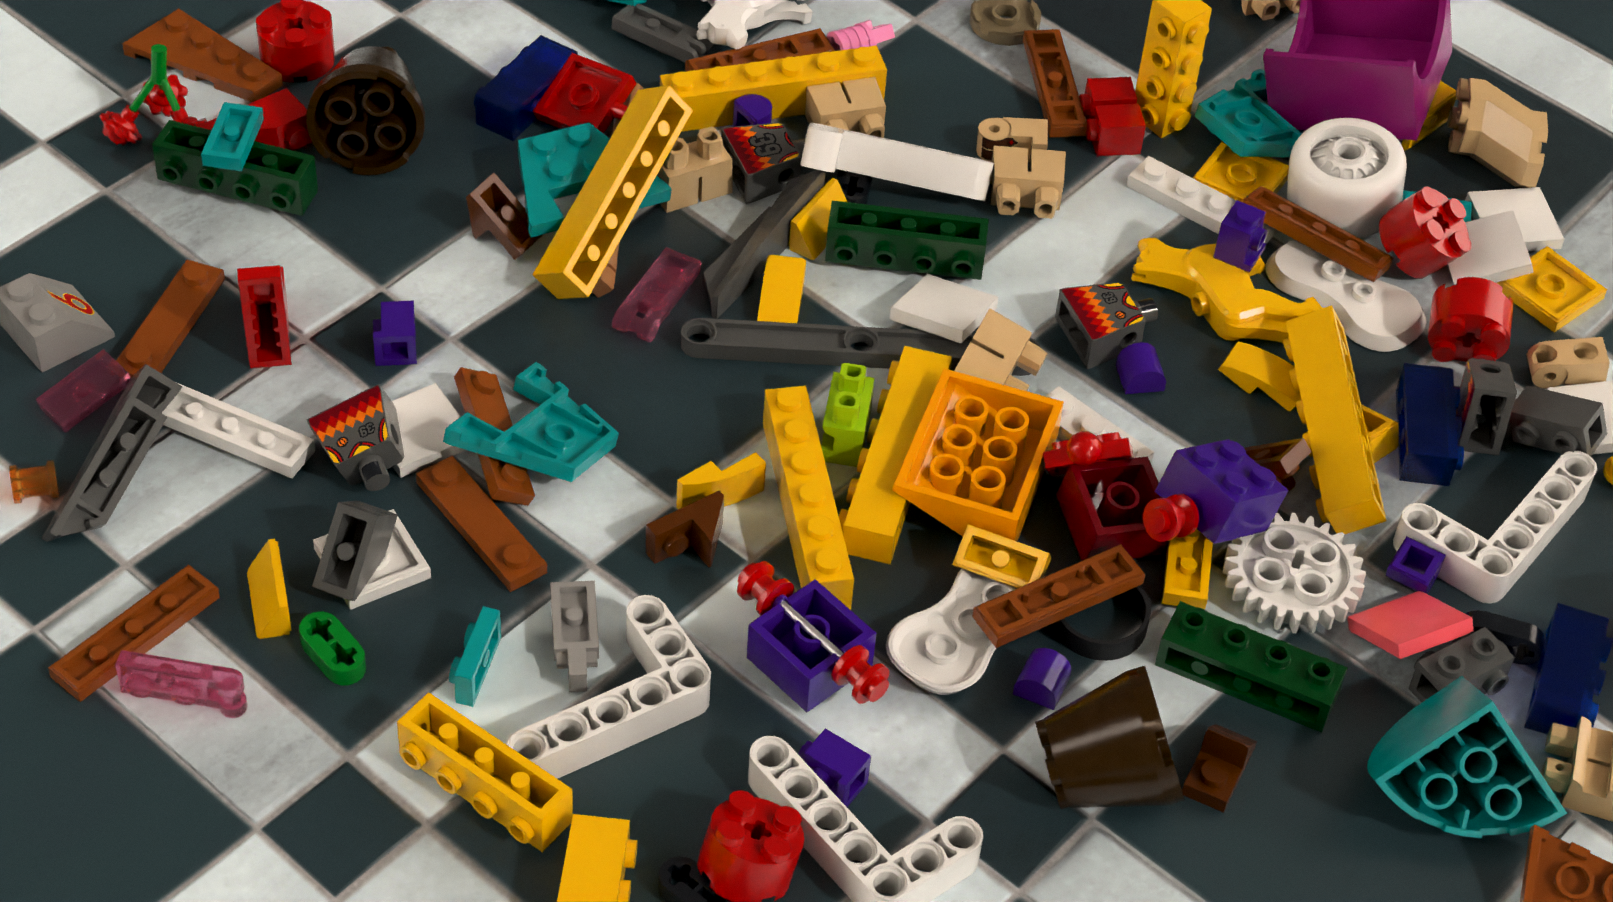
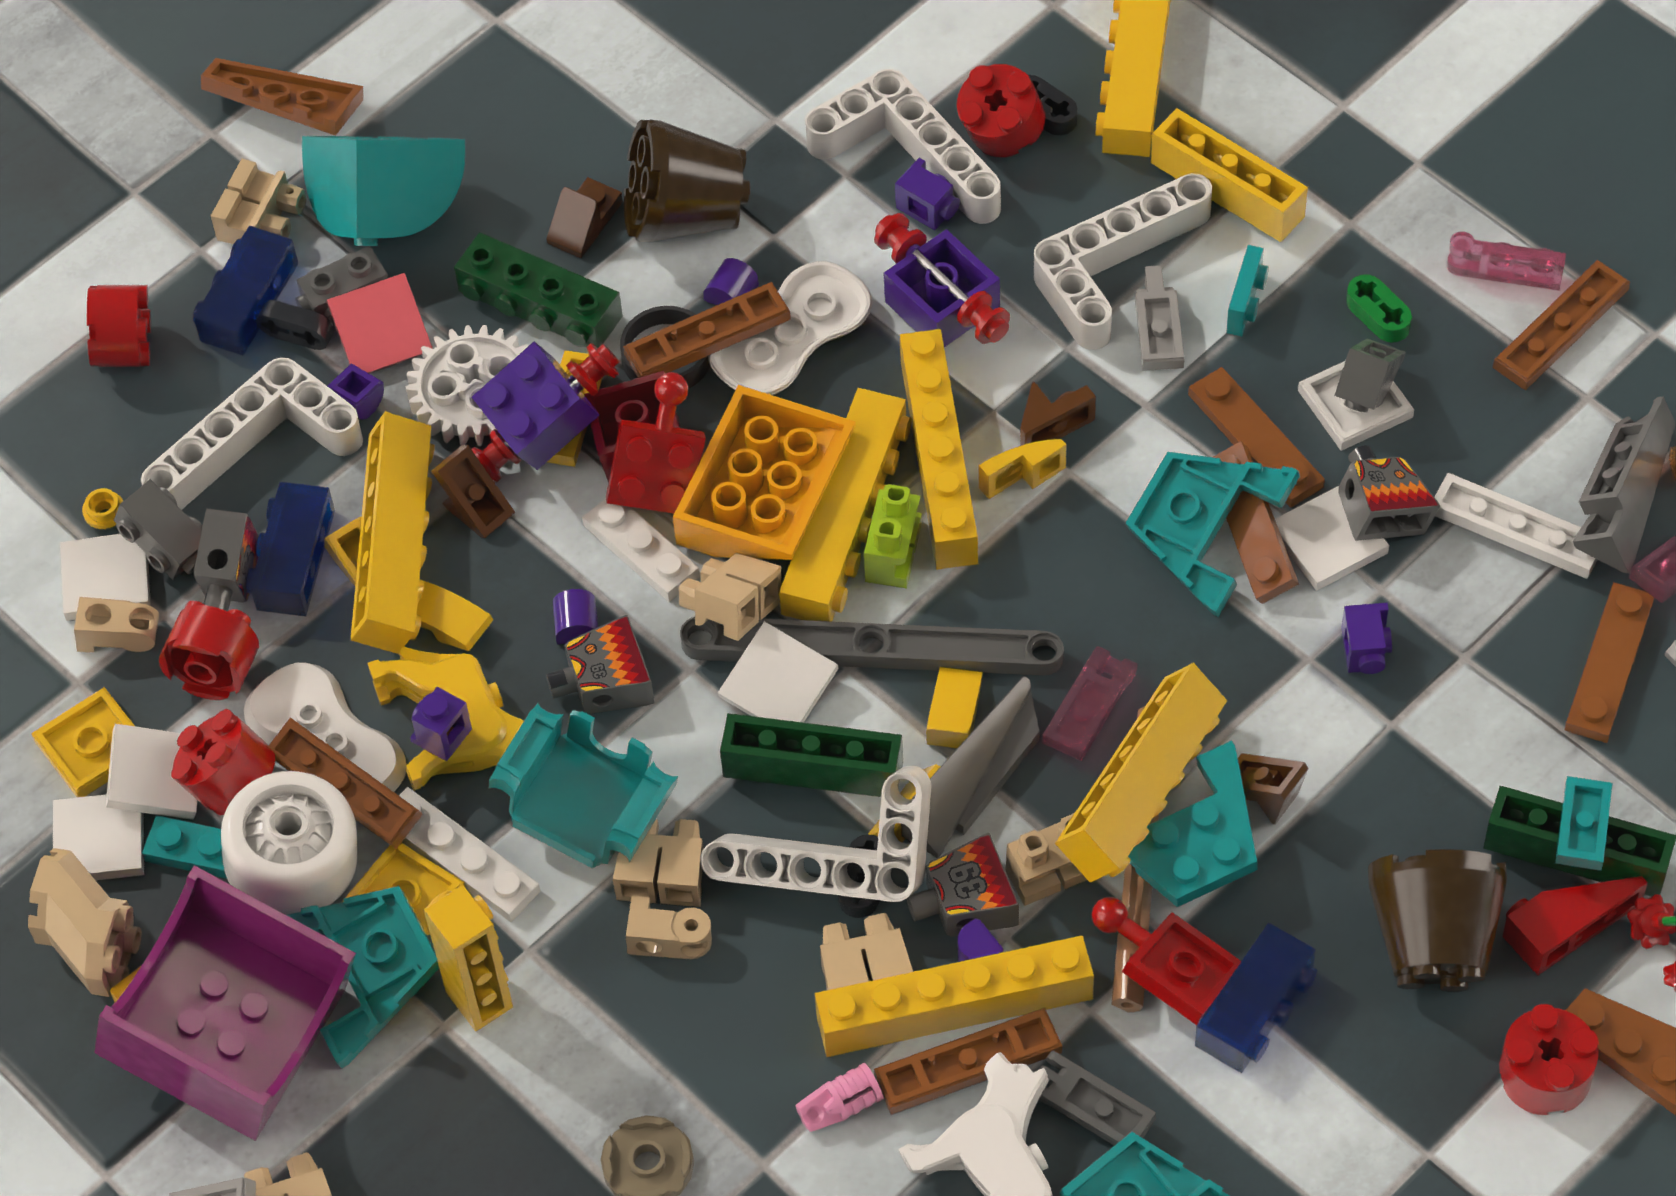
camera: 170 degrees left, 10 degrees up
(265, 315) = (1505, 633): red arch -> none
(268, 593) = (1443, 356): yellow slope -> none
(1000, 558) = (741, 368): yellow slope -> none
(1054, 83) = (603, 1034): dark orange plate -> none
(1101, 214) = (578, 791): none -> teal piece
(1113, 116) = (541, 969): red piece -> none

